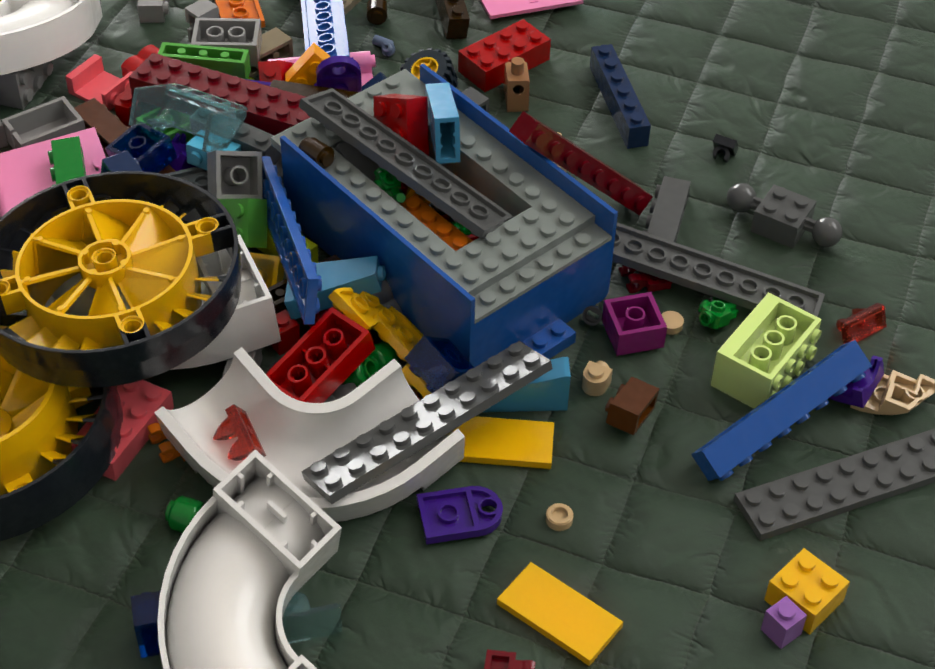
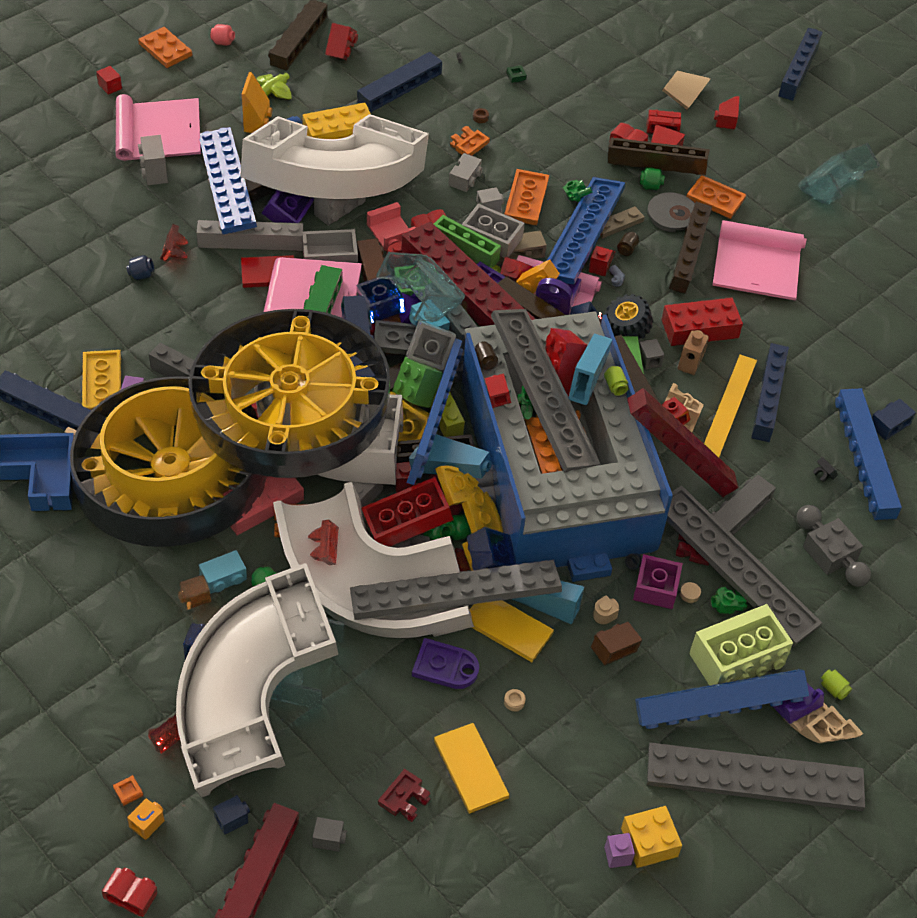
camera: 25 degrees right, 5 degrees up
(103, 566) = (194, 592): none -> clear orange brick
(125, 527) = (223, 571): none -> medium azure brick
(355, 180) = (498, 390): none -> red brick
(359, 35) = (601, 260): none -> red slope
(478, 123) = (616, 380): none -> lime brick
(583, 116) = (730, 404): none -> yellow tile
(754, 75) = (893, 419): none -> dark blue brick
(755, 117) = (868, 454): none -> blue brick
(862, 323) = (836, 659): clear red tile -> none
(880, 347) = (836, 684): none -> lime brick

